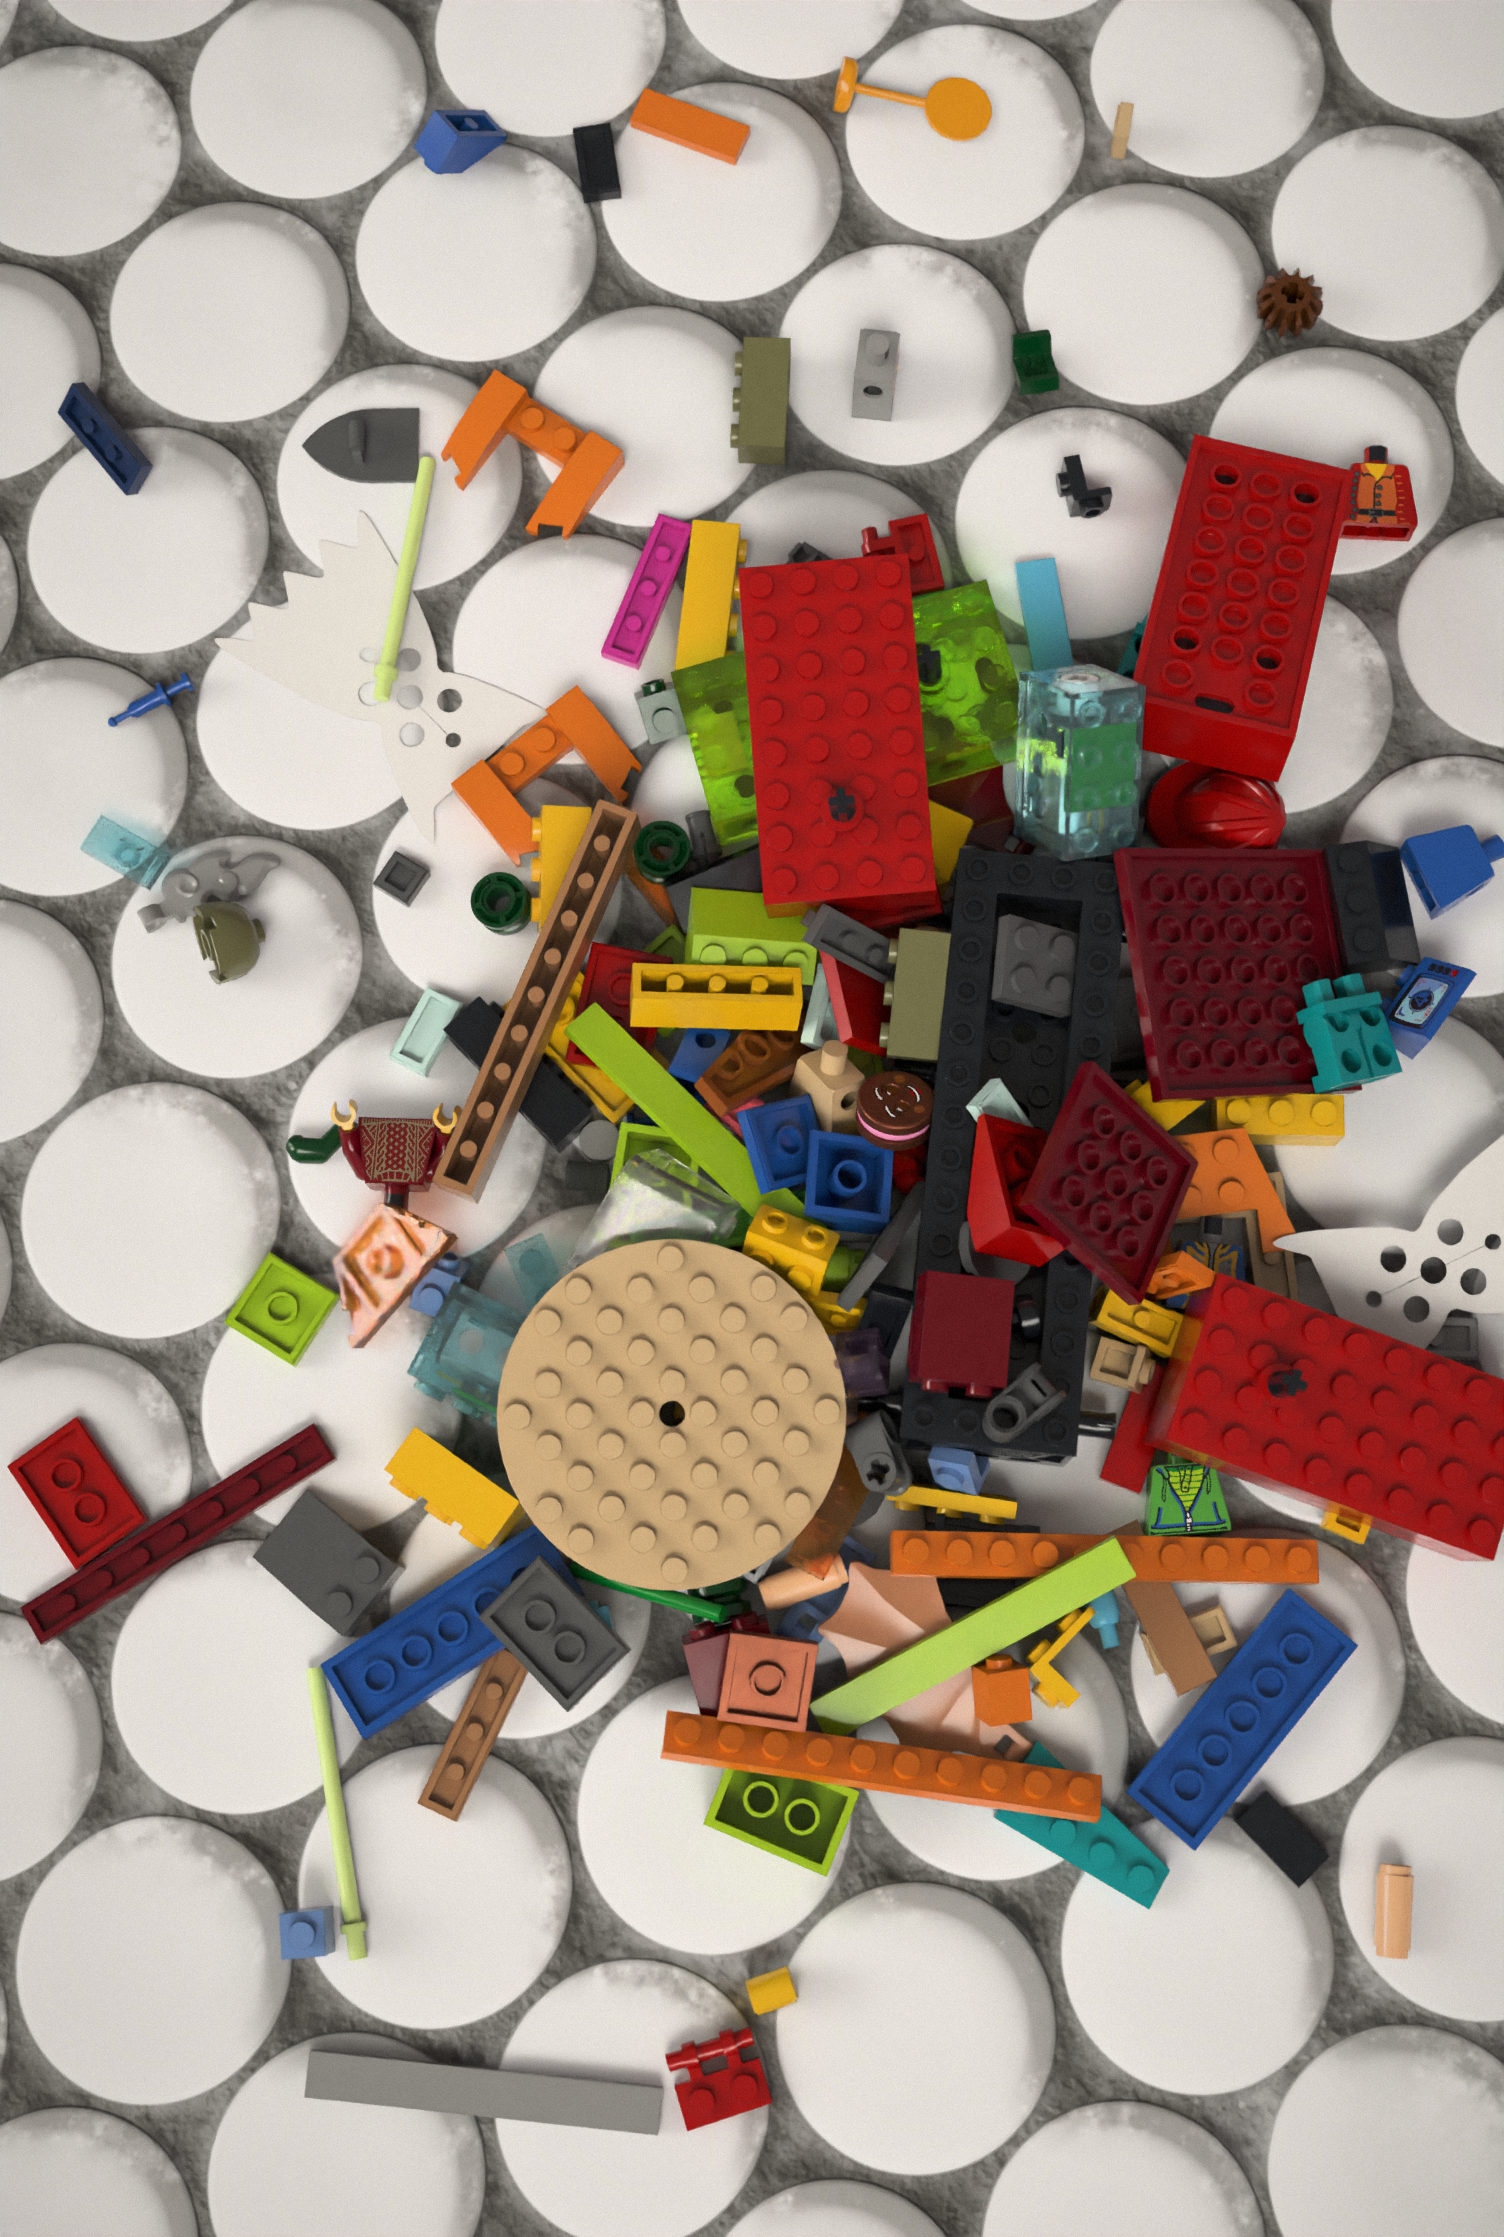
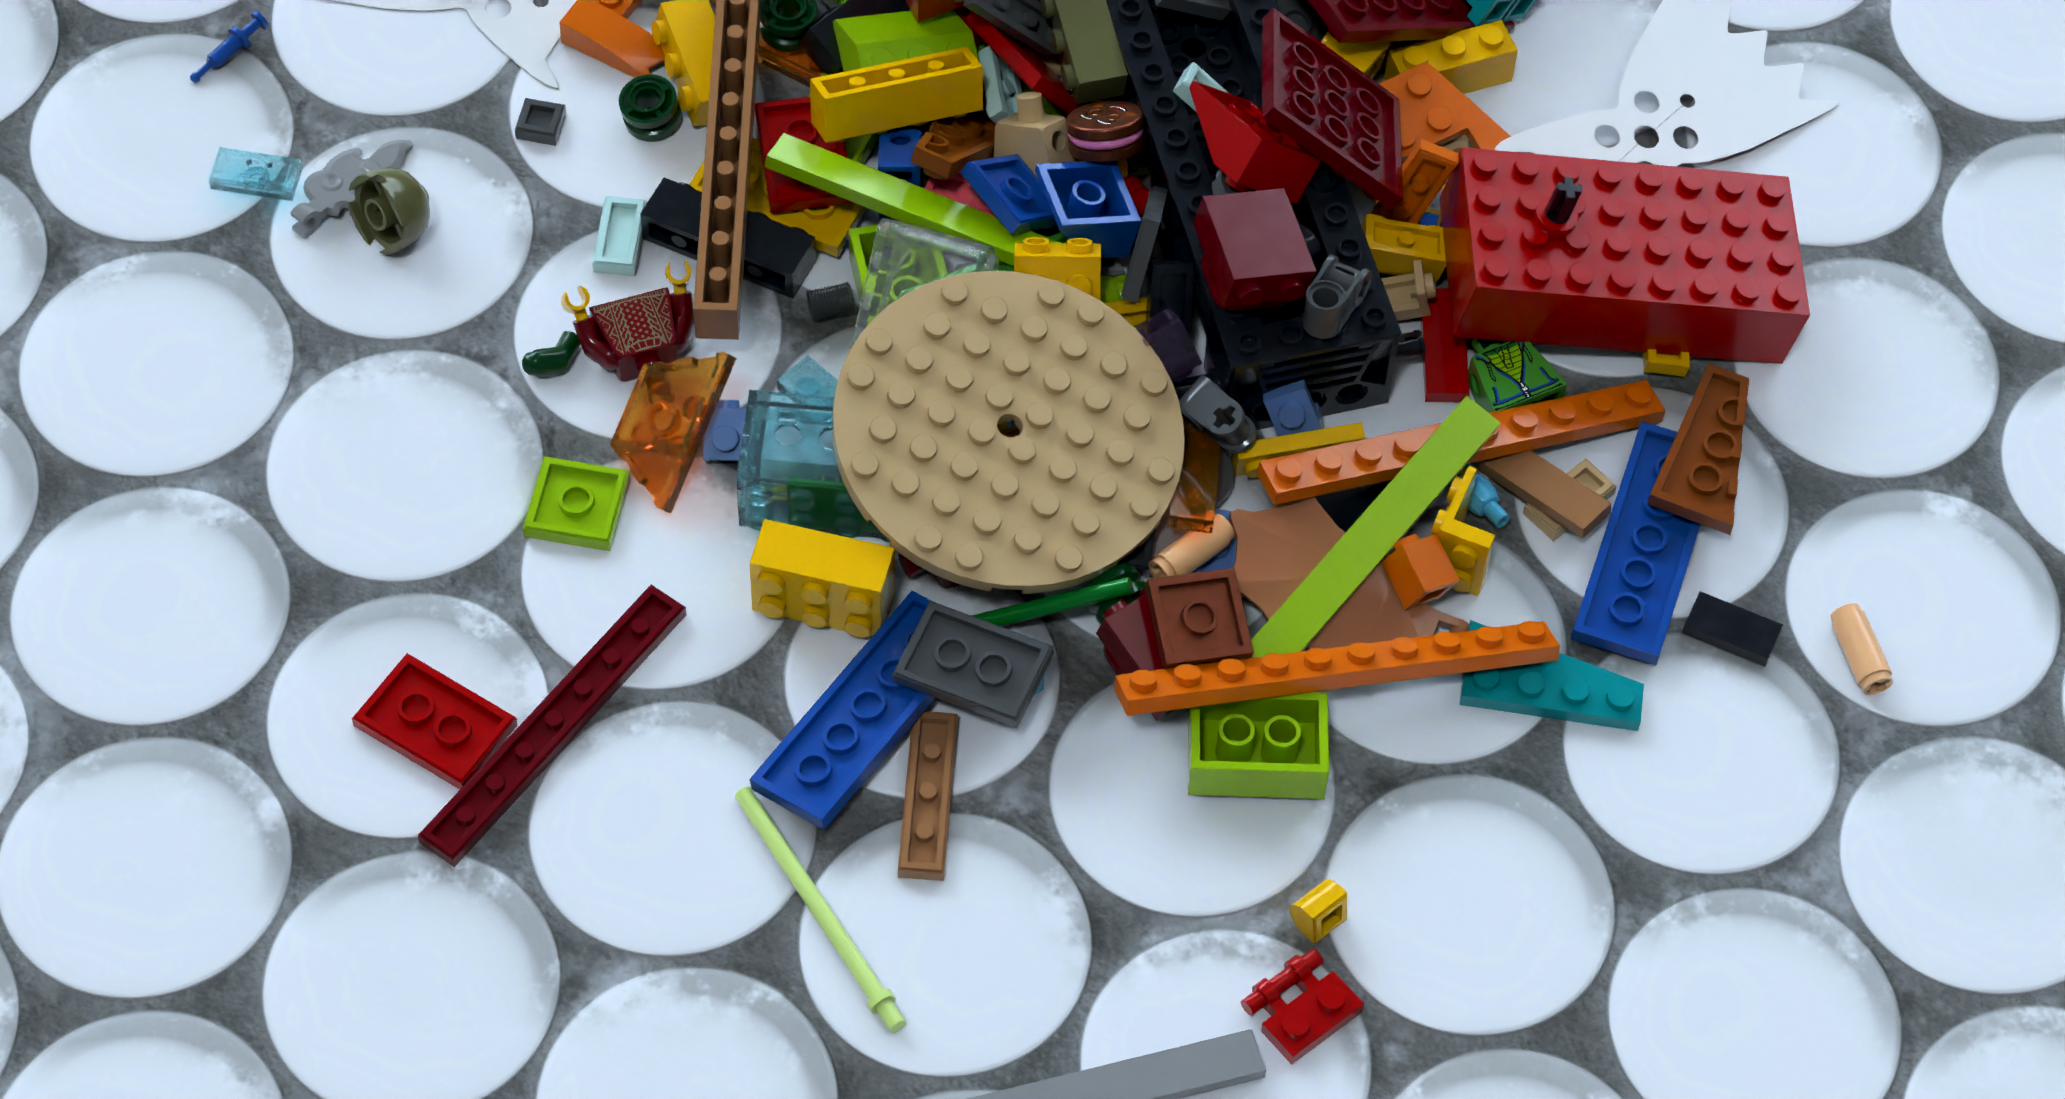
camera: 30 degrees left, 20 degrees down
(307, 1932) = (838, 1010): medium blue brick -> none
(328, 1564) = (721, 695): dark grey slope -> none
(599, 1141) = (828, 270): light grey tile -> none
(1324, 1666) = (1705, 456): none -> dark orange wing

